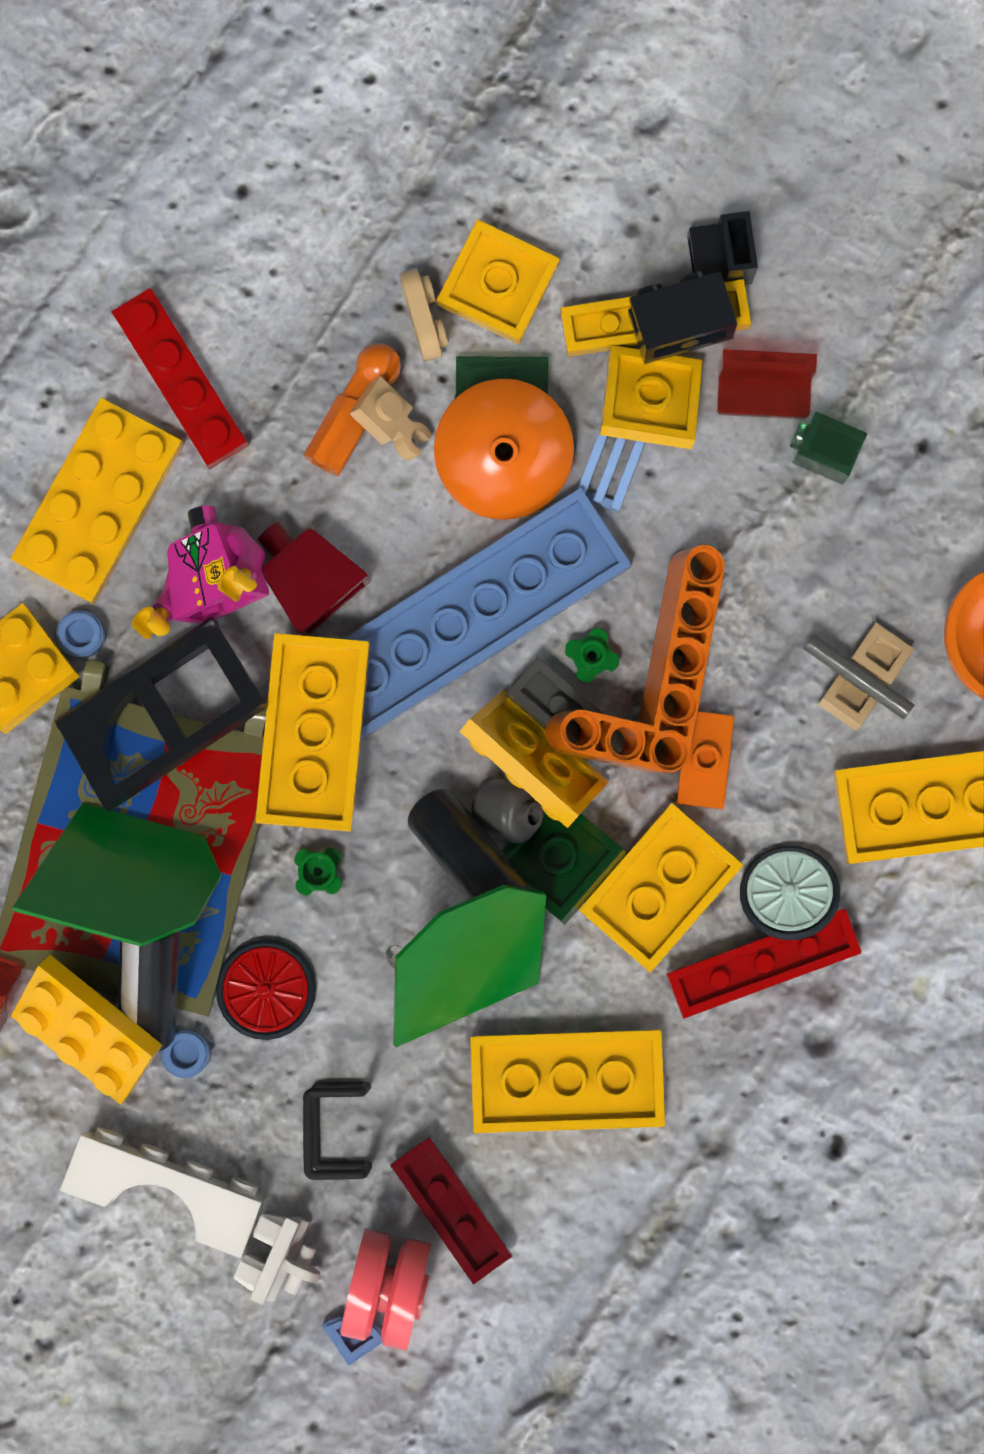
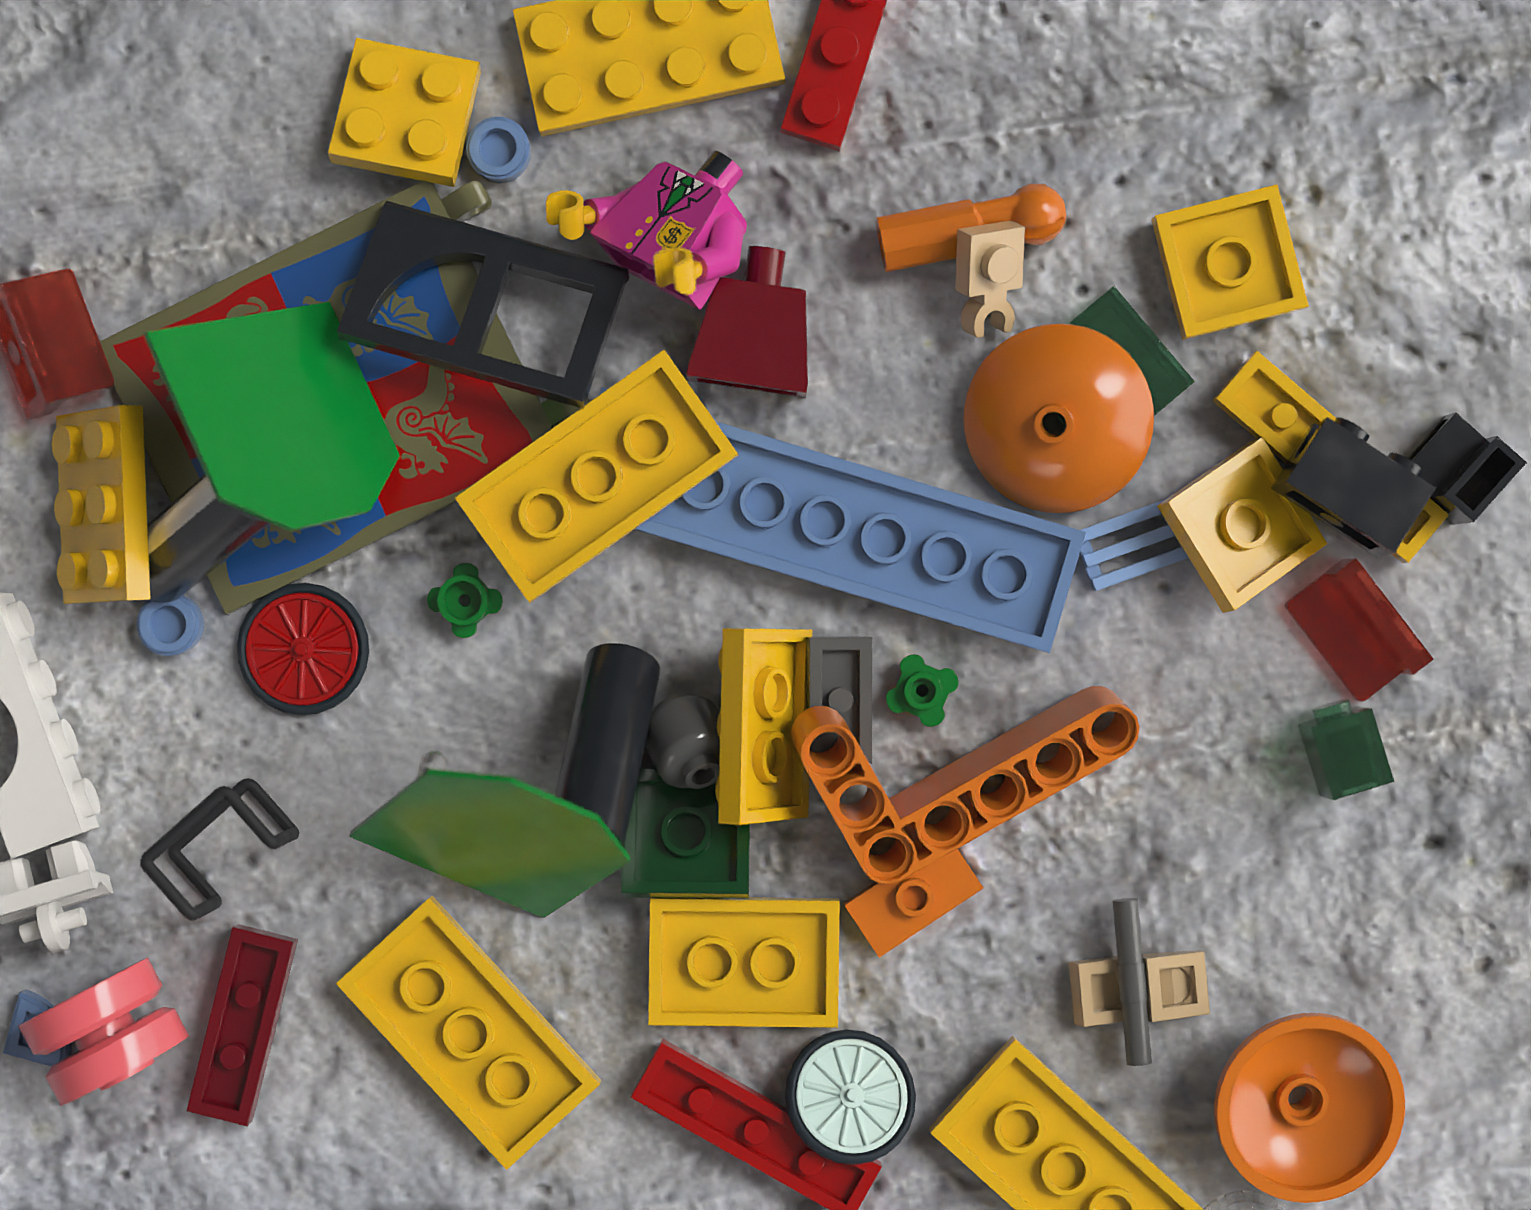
camera: 45 degrees right, 5 degrees up
(429, 333) = (1143, 192): tan plate -> none

